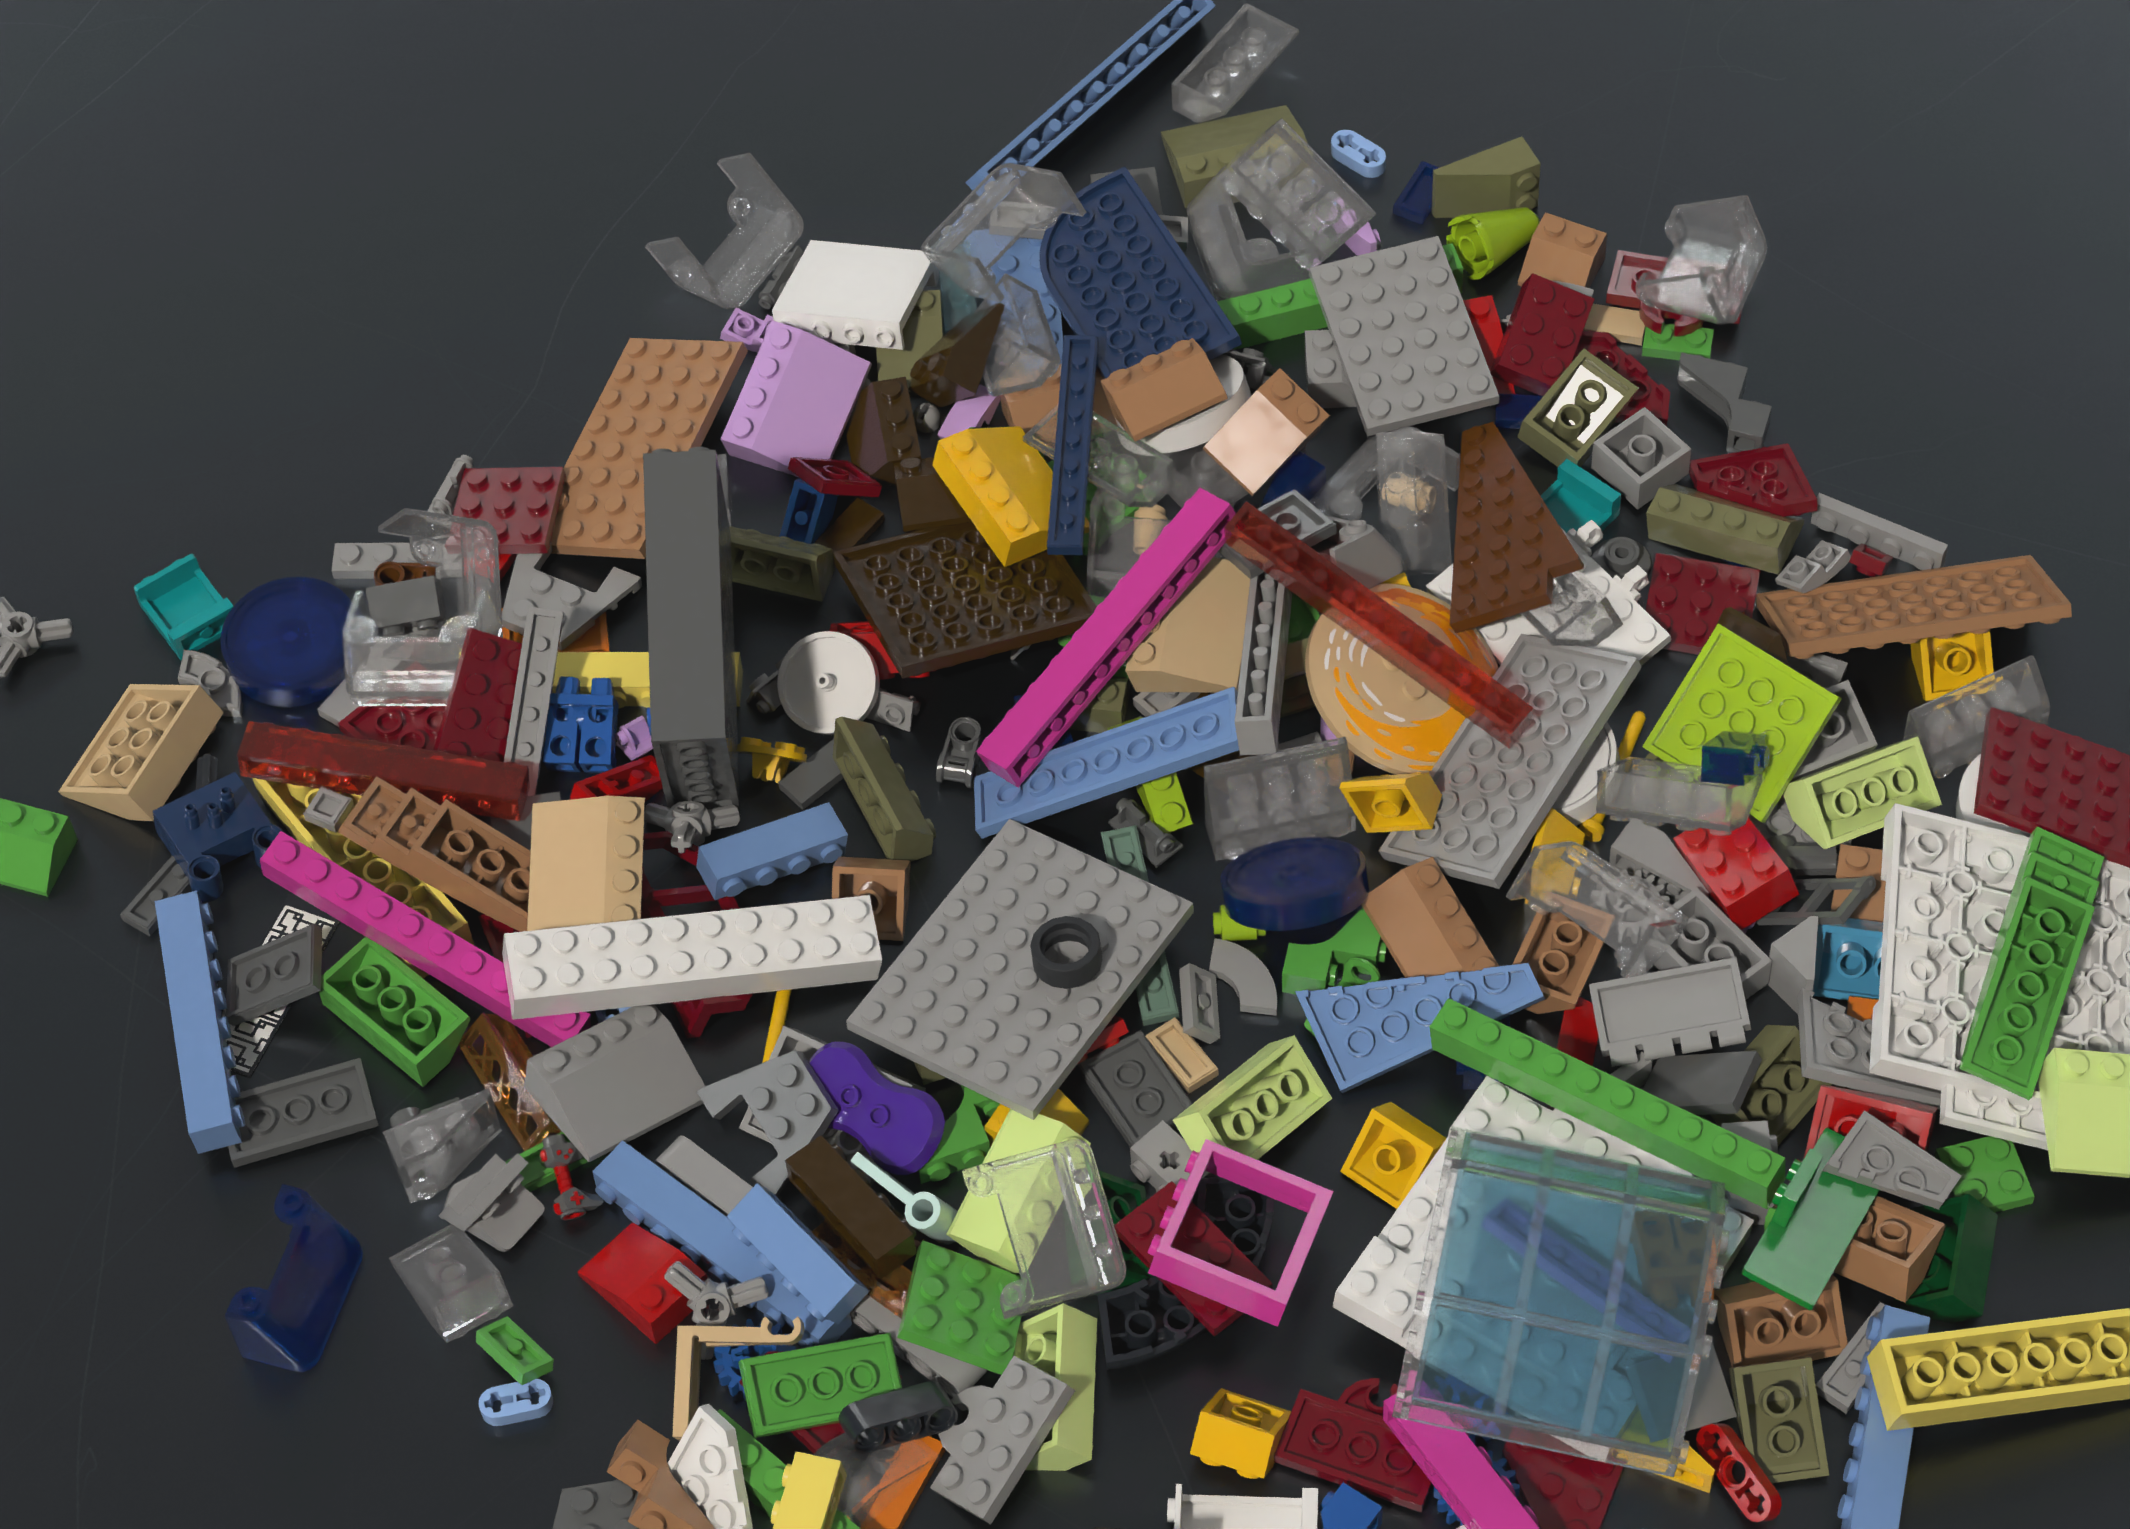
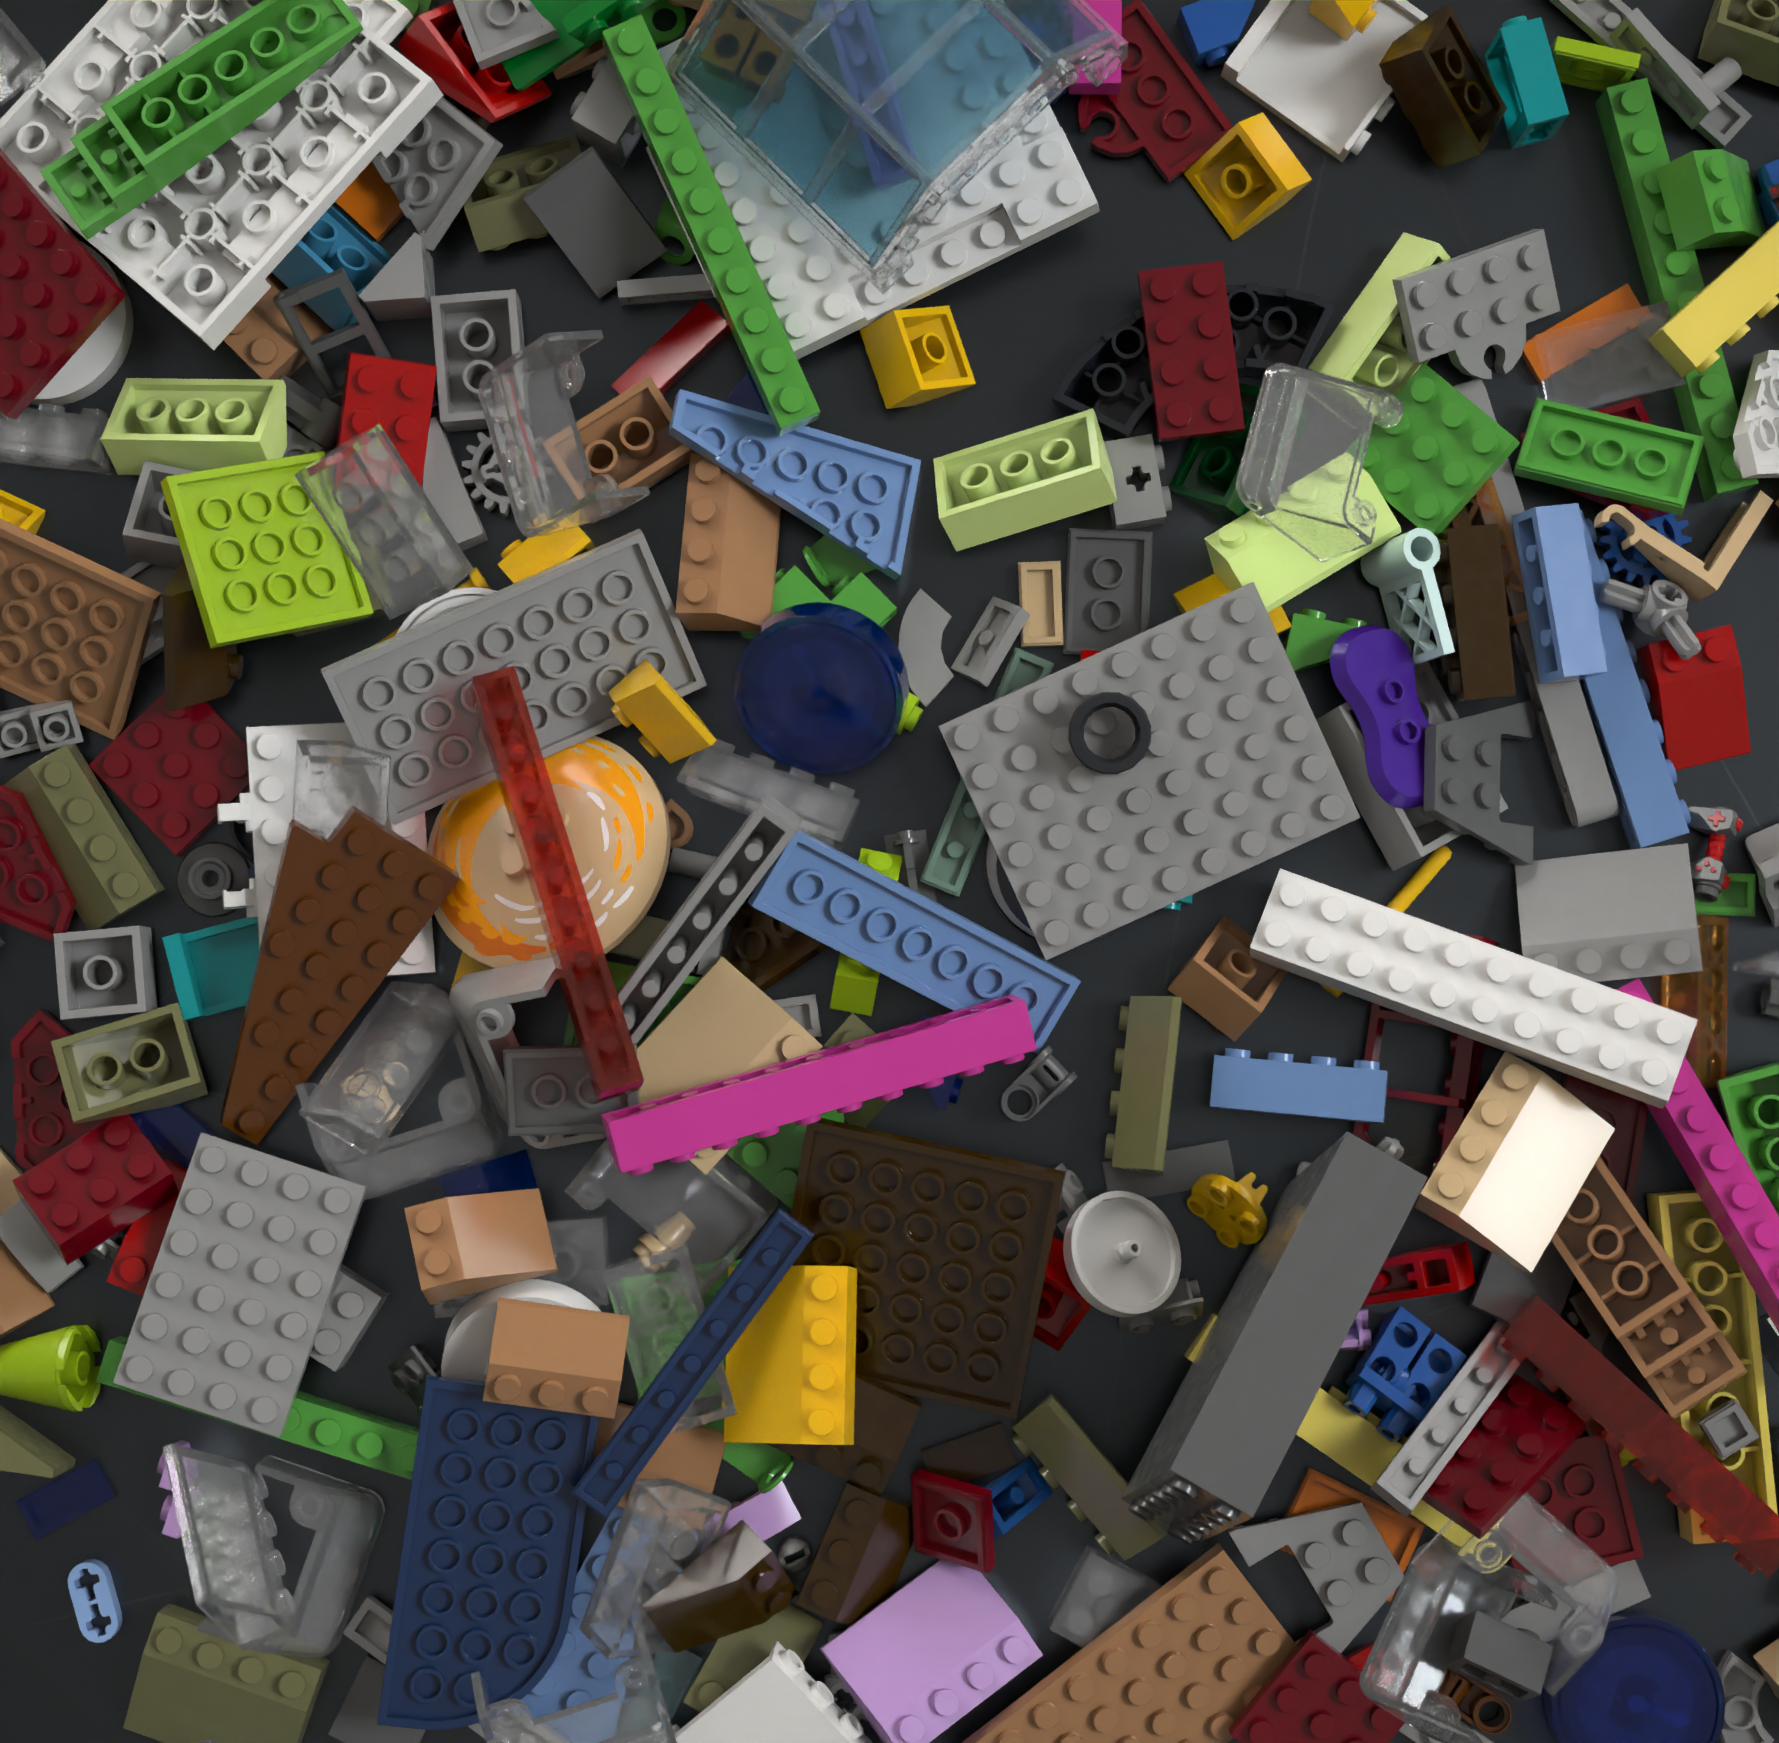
camera: 155 degrees left, 30 degrees up
(898, 1417) = (1558, 379): black beam -> none
(1220, 1283) = (1098, 277): dark pink window -> none
(1670, 1009) = (548, 294): light grey hinge -> none
(1734, 758) = (314, 495): brick -> none

